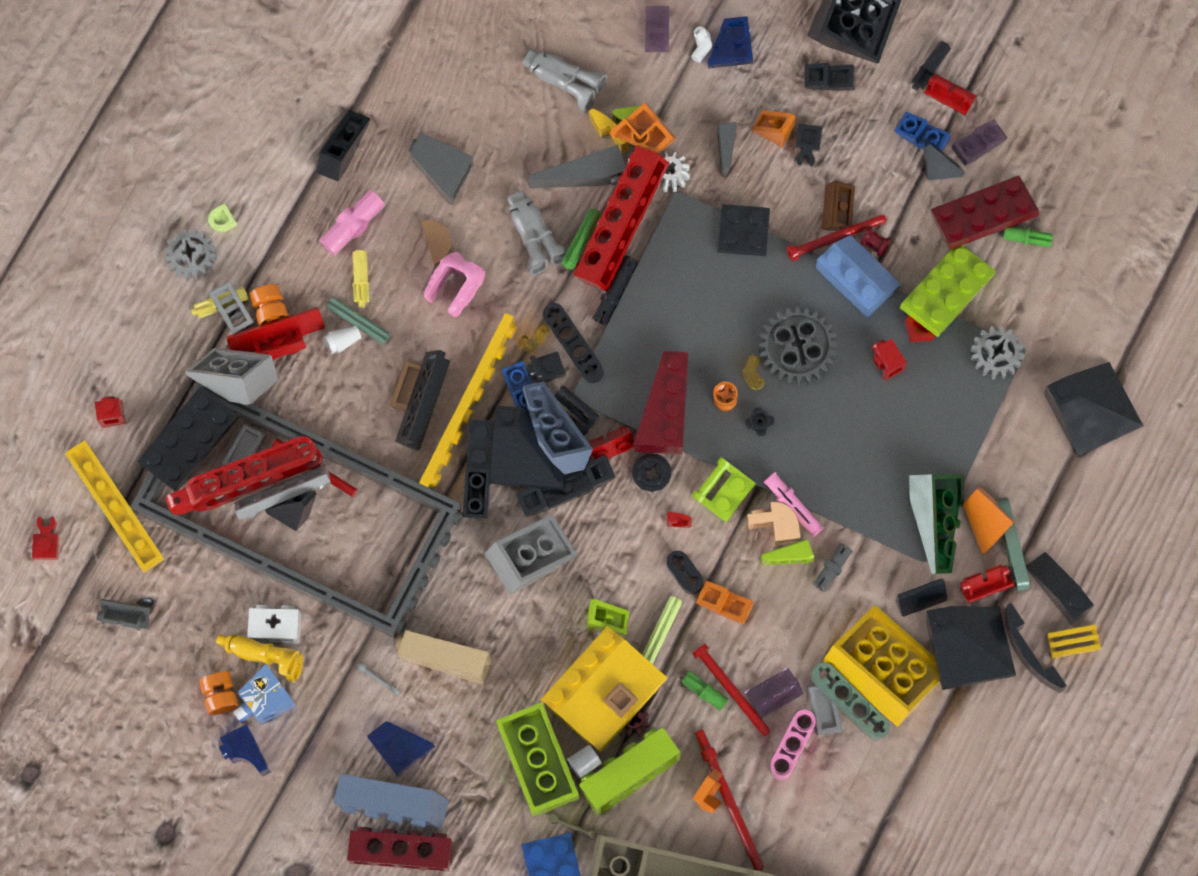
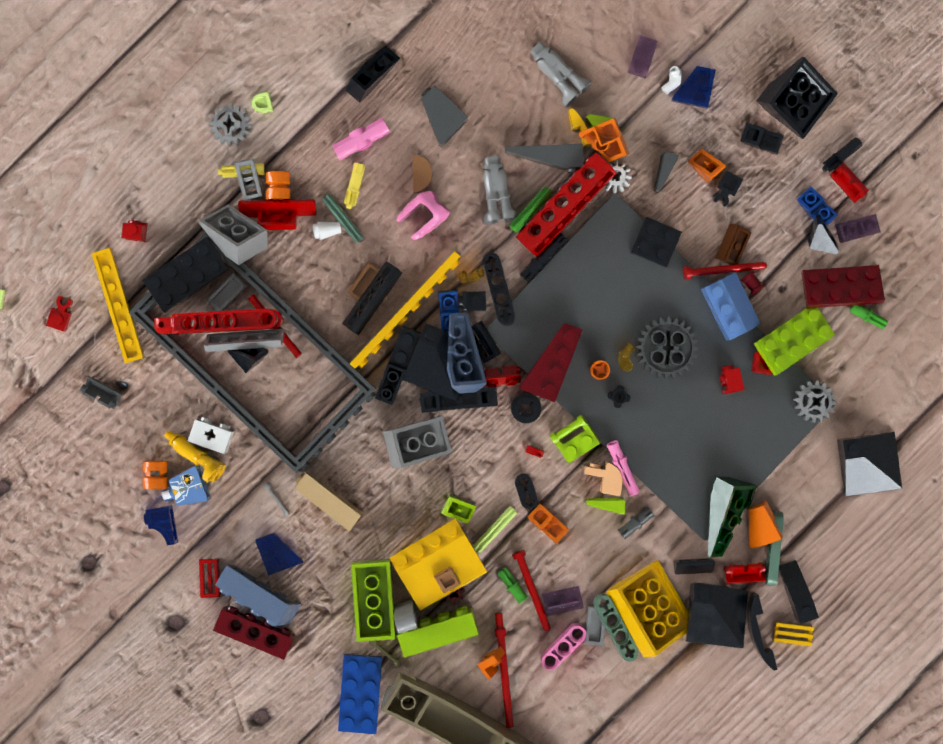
camera: 15 degrees right, 15 degrees up
(330, 823) = (210, 594): none -> red tile

